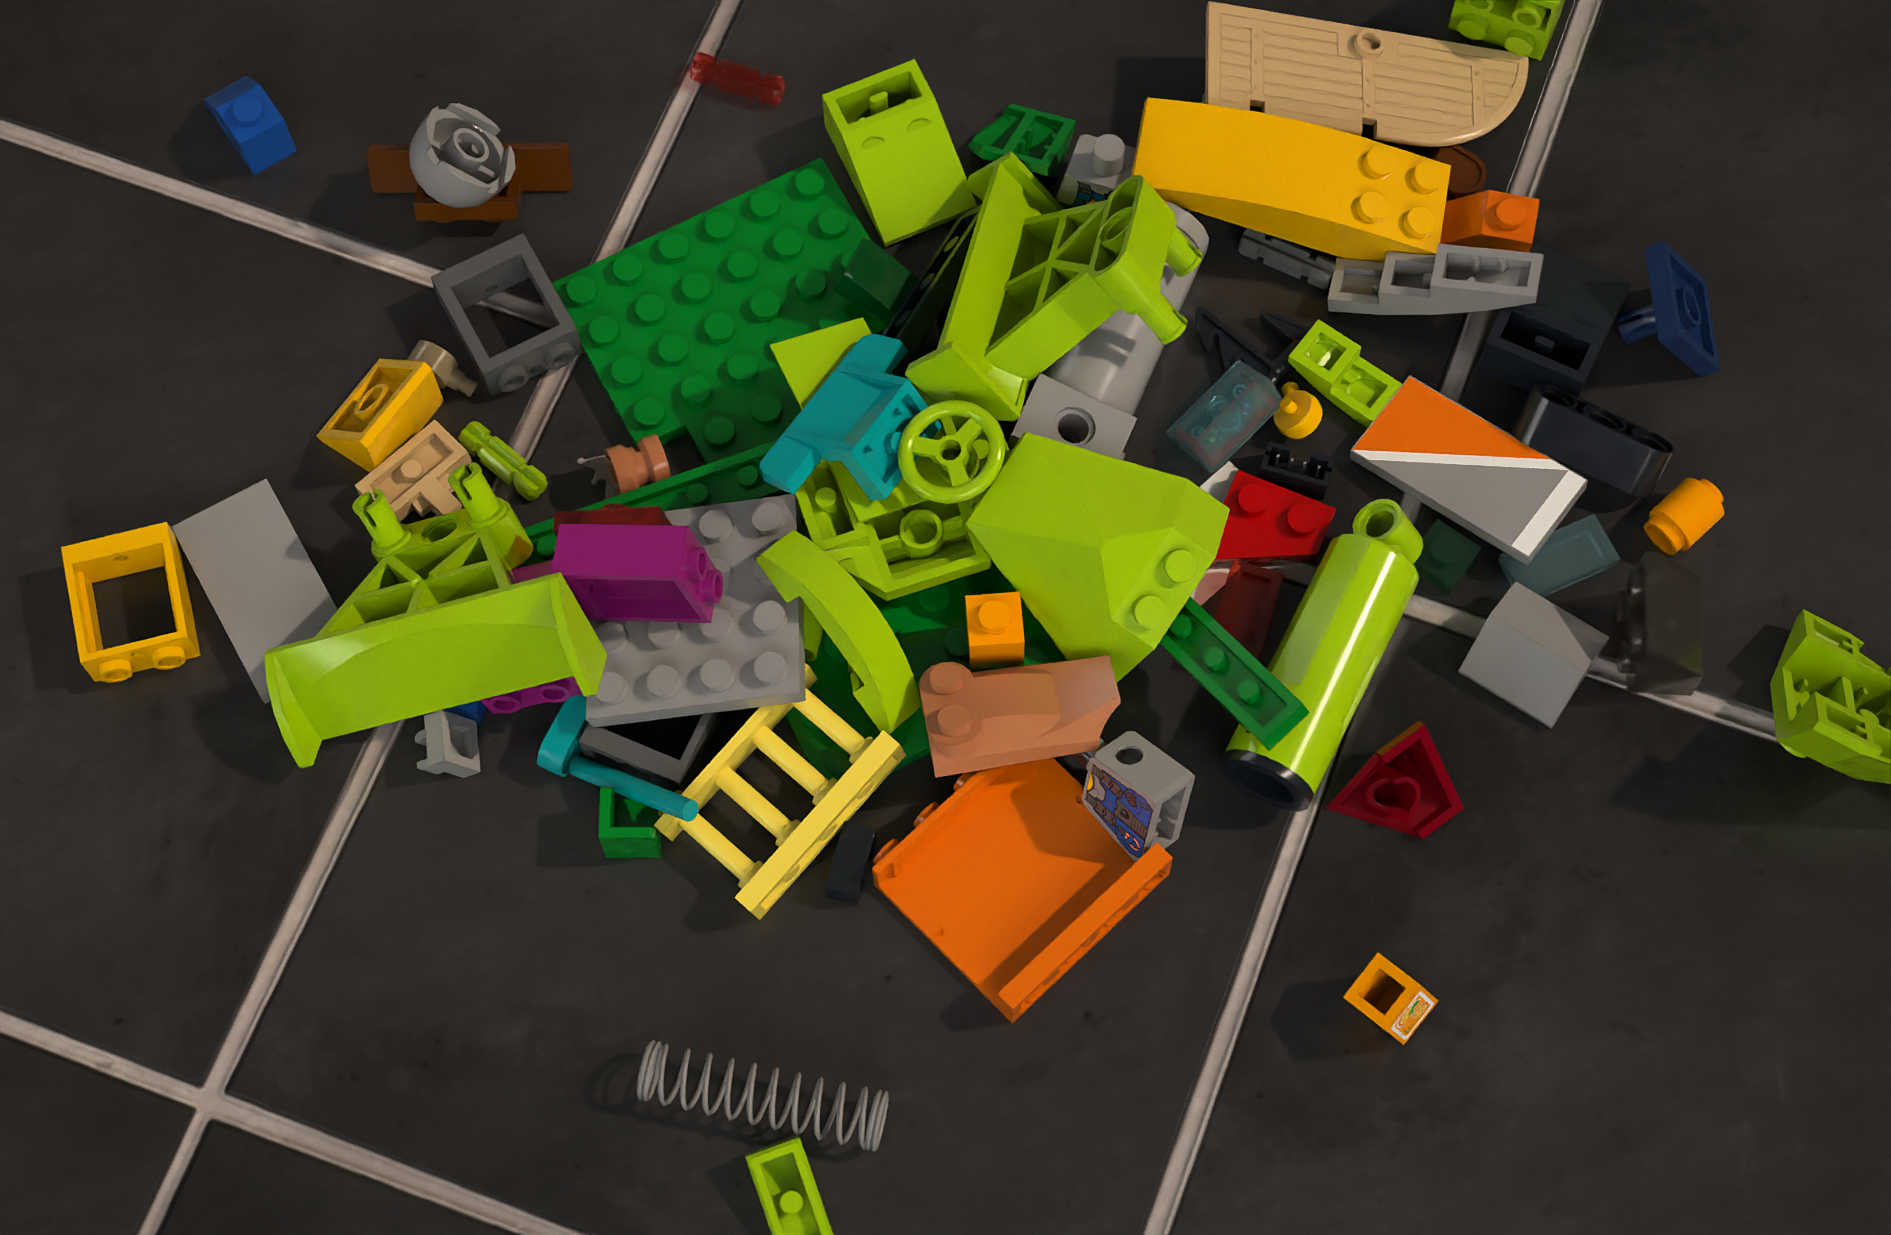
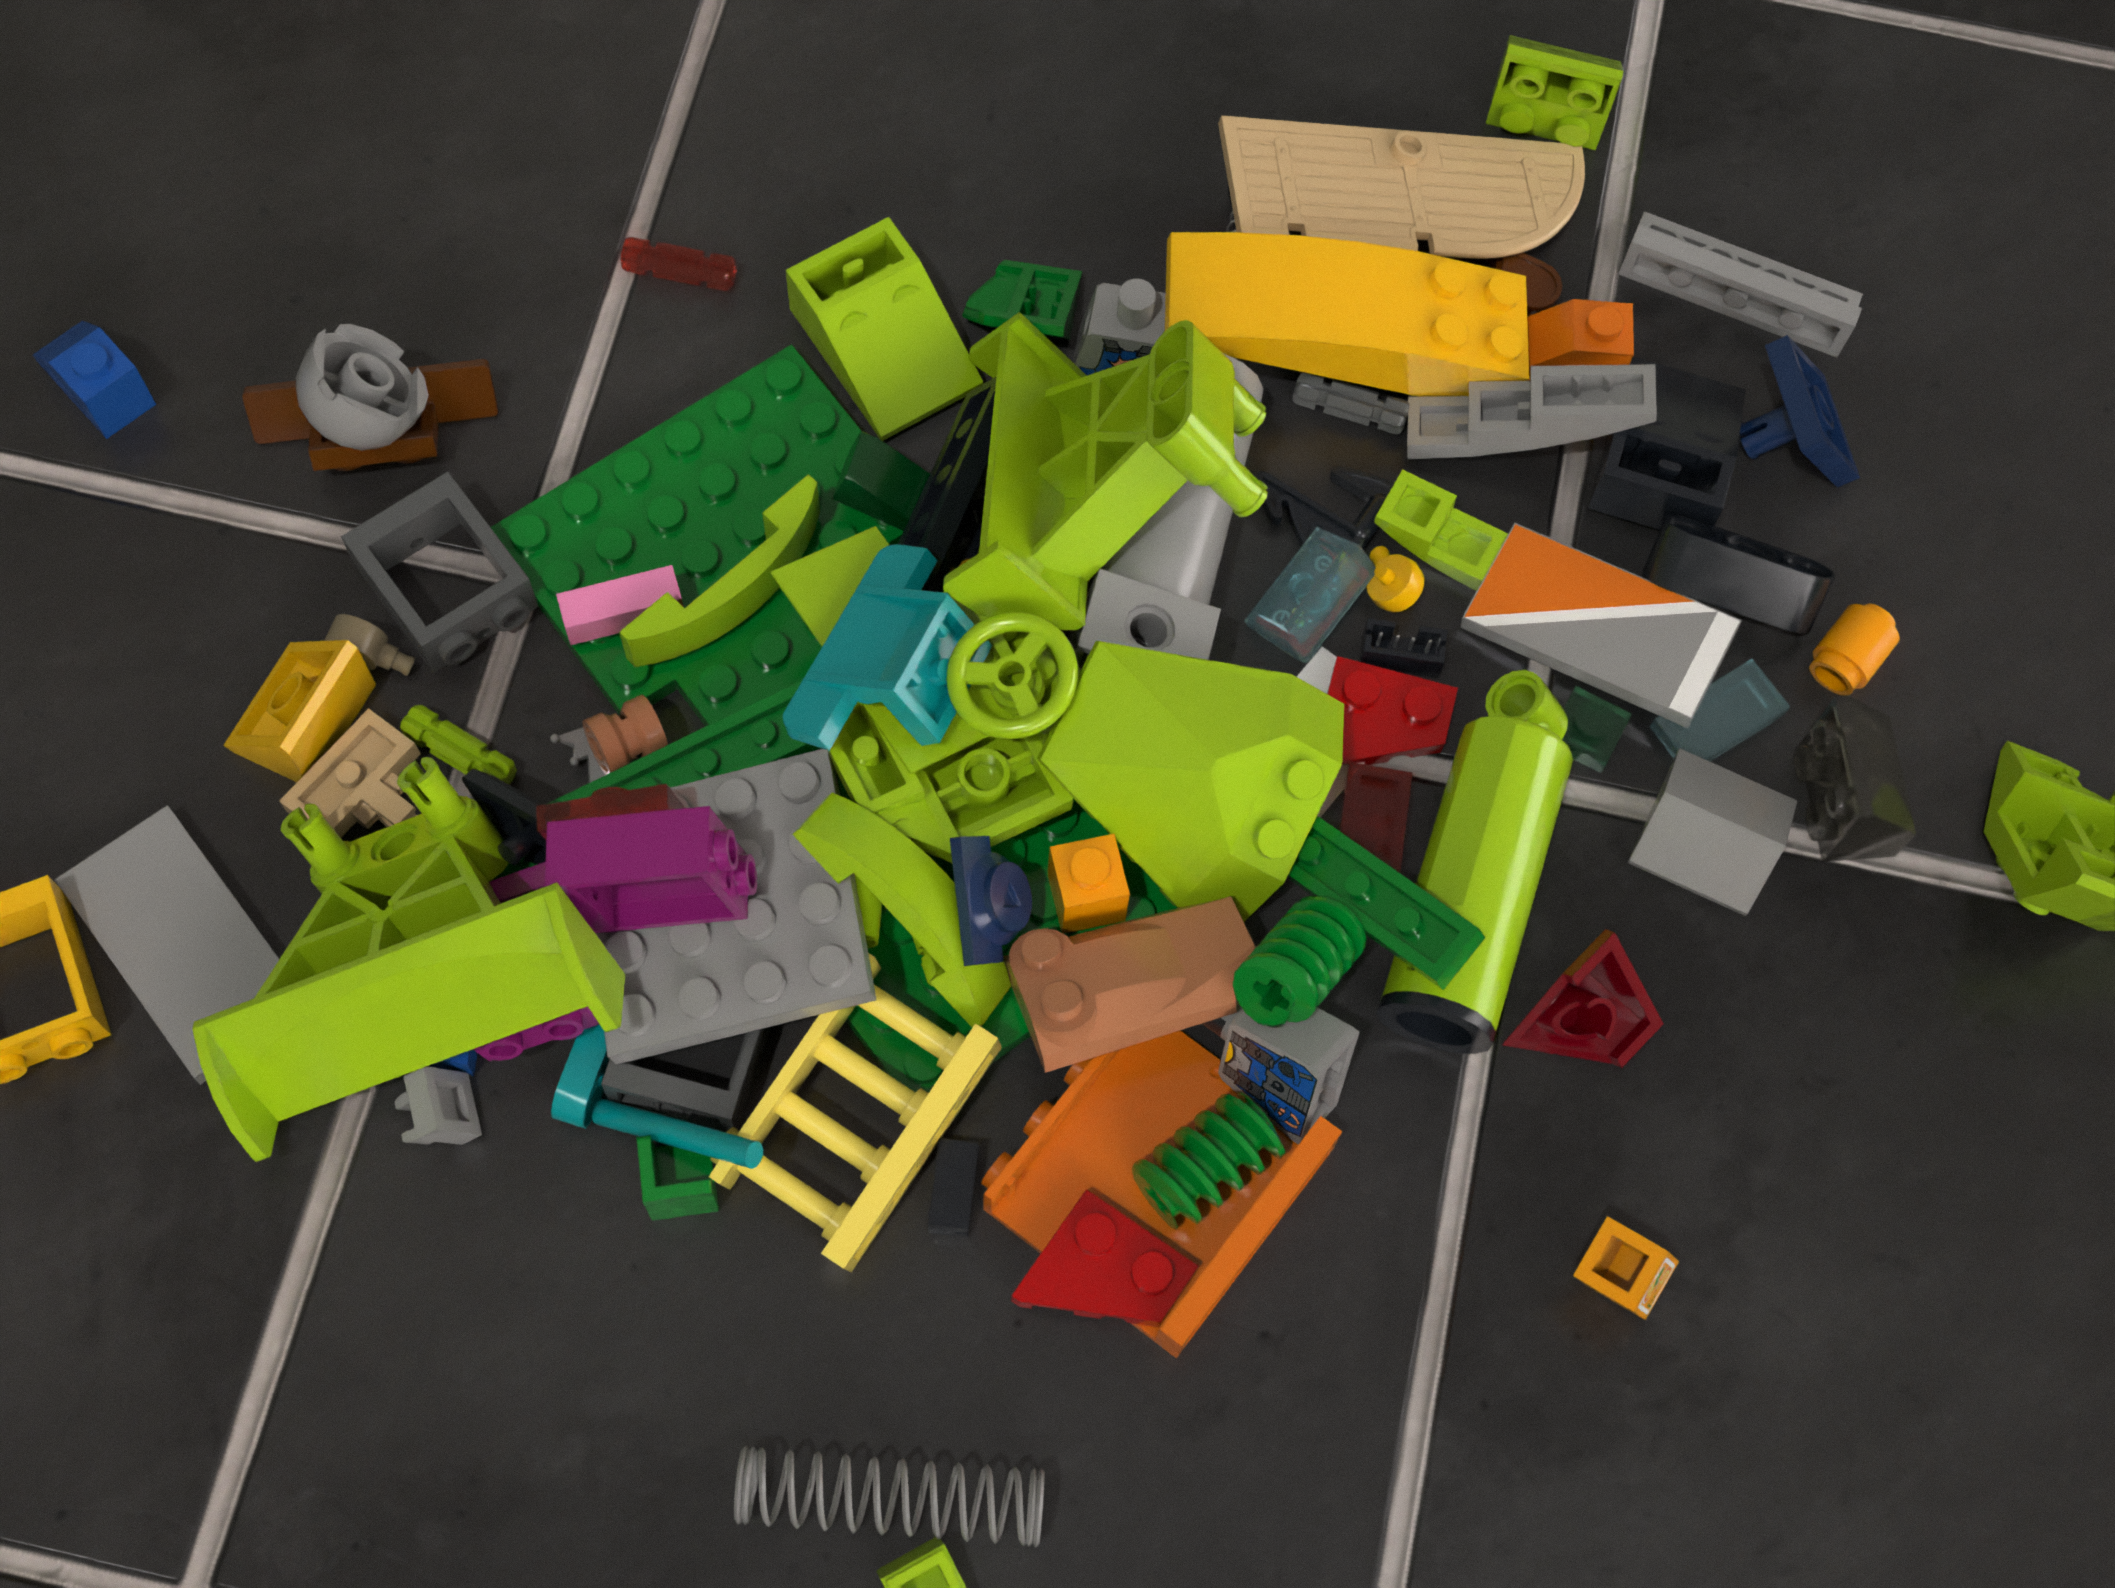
camera: 15 degrees left, 0 degrees up
(535, 517) = (511, 814): none -> black piece
(648, 358) = (613, 604): none -> bright pink piece
(686, 384) = (671, 630): none -> lime slope
(910, 632) = (990, 898): none -> dark blue piece
(963, 942) = (1106, 1267): none -> red wing
(1059, 864) = (1206, 1158): none -> green piece
(1154, 713) = (1299, 961): none -> green piece
(1645, 191) = (1742, 284): none -> light grey fence

